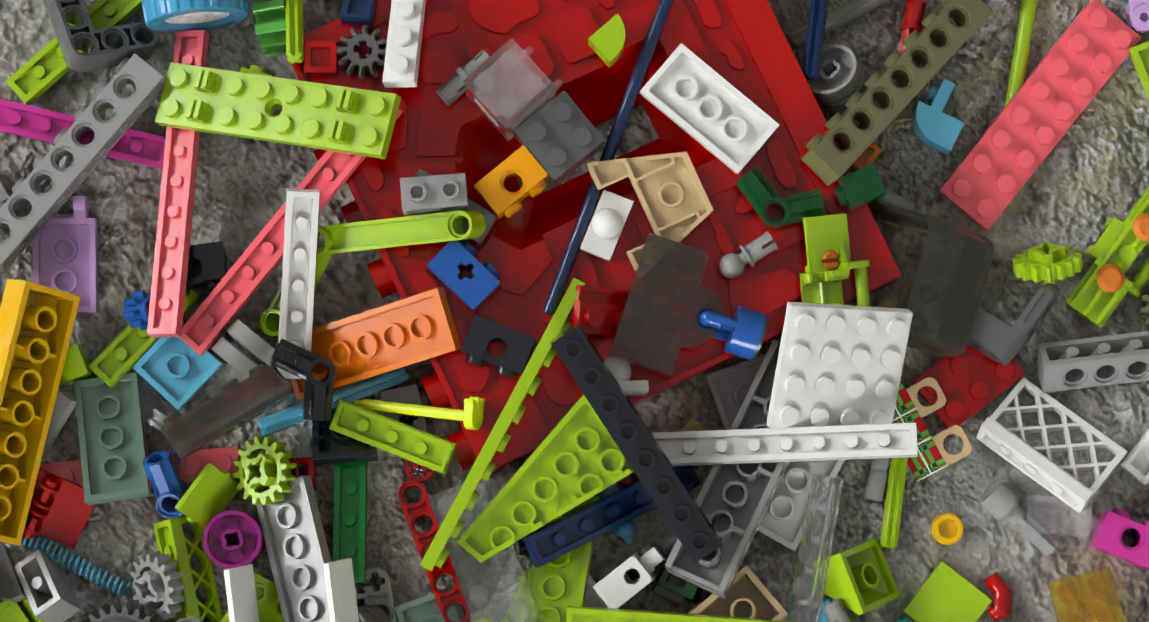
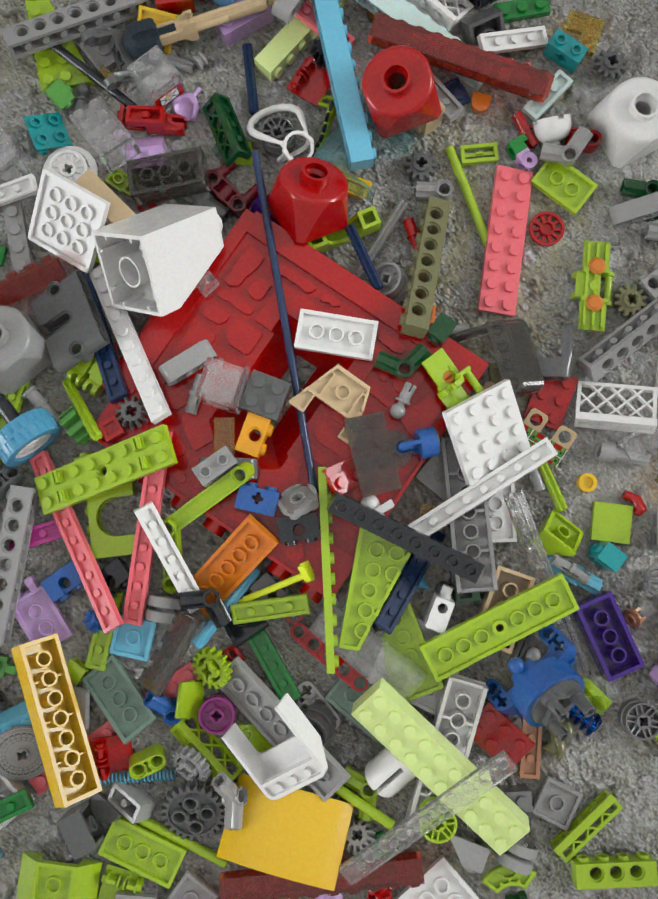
camera: 30 degrees left, 0 degrees up
(99, 553) = (147, 761): none -> lime beam
(111, 229) = (55, 585): none -> blue brick
(212, 210) = (102, 542): none -> lime arch
(472, 156) = (224, 433): none -> clear yellow tile
(479, 27) = (187, 362): none -> light grey beam
(533, 314) = (307, 500): none -> light grey plate
(606, 225) = (318, 428): white tile -> none
(609, 40) = (261, 329): lime brick -> none
(931, 124) = (455, 278): medium azure brick -> none
(1047, 263) = (557, 314): lime gear -> none
(1112, 131) = (546, 228): none -> red wheel

